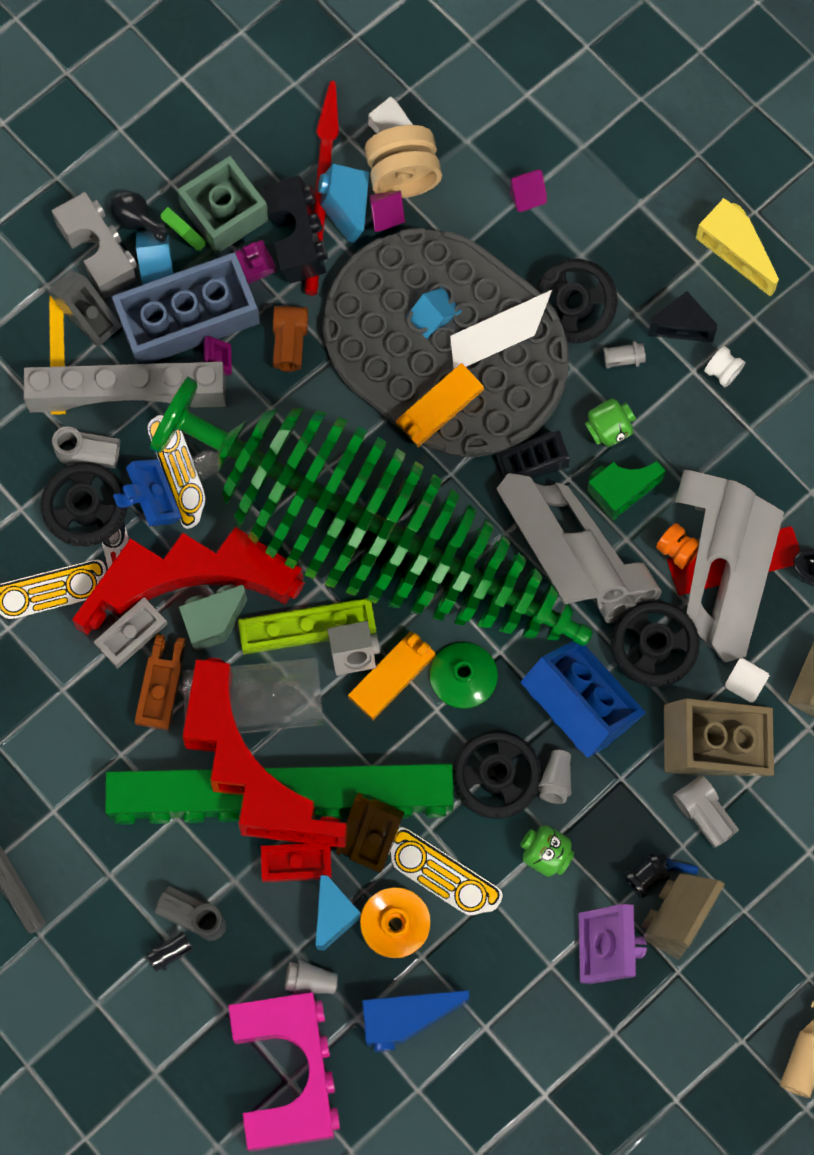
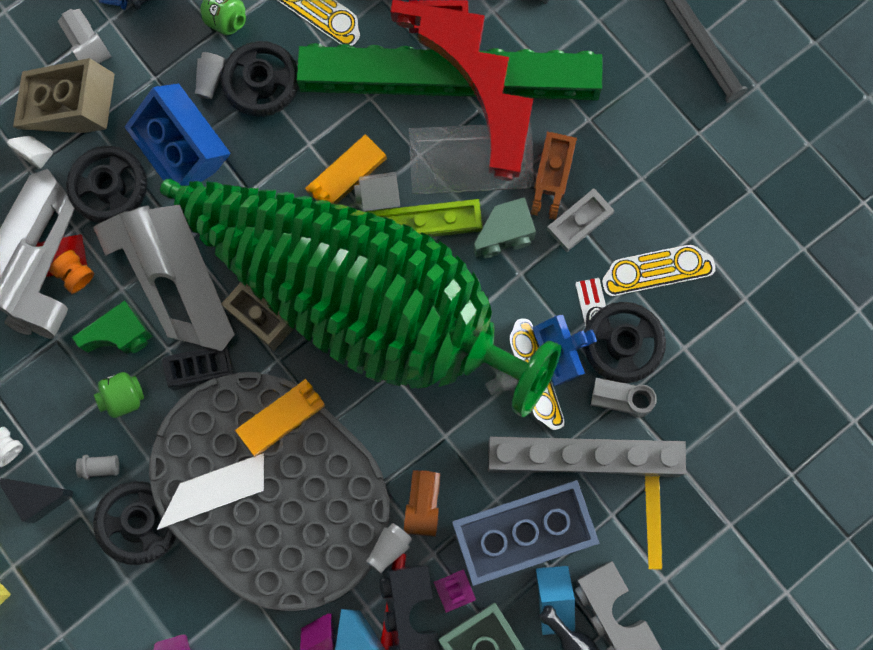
camera: 175 degrees left, 5 degrees up
(84, 307) = (628, 546): dark grey slope -> none
(143, 574) = (566, 271): red arch -> none
(183, 229) = (526, 620): bright green tile -> none
(217, 351) = (495, 487): magenta slope -> none
(321, 290) = (389, 547): none -> light grey cone
(371, 832) = (371, 28): dark brown plate -> none
(433, 311) = (277, 518): dark azure slope -> none
(461, 691) = (293, 179): green dish -> none
(472, 493) = (256, 316): none -> dark tan brick

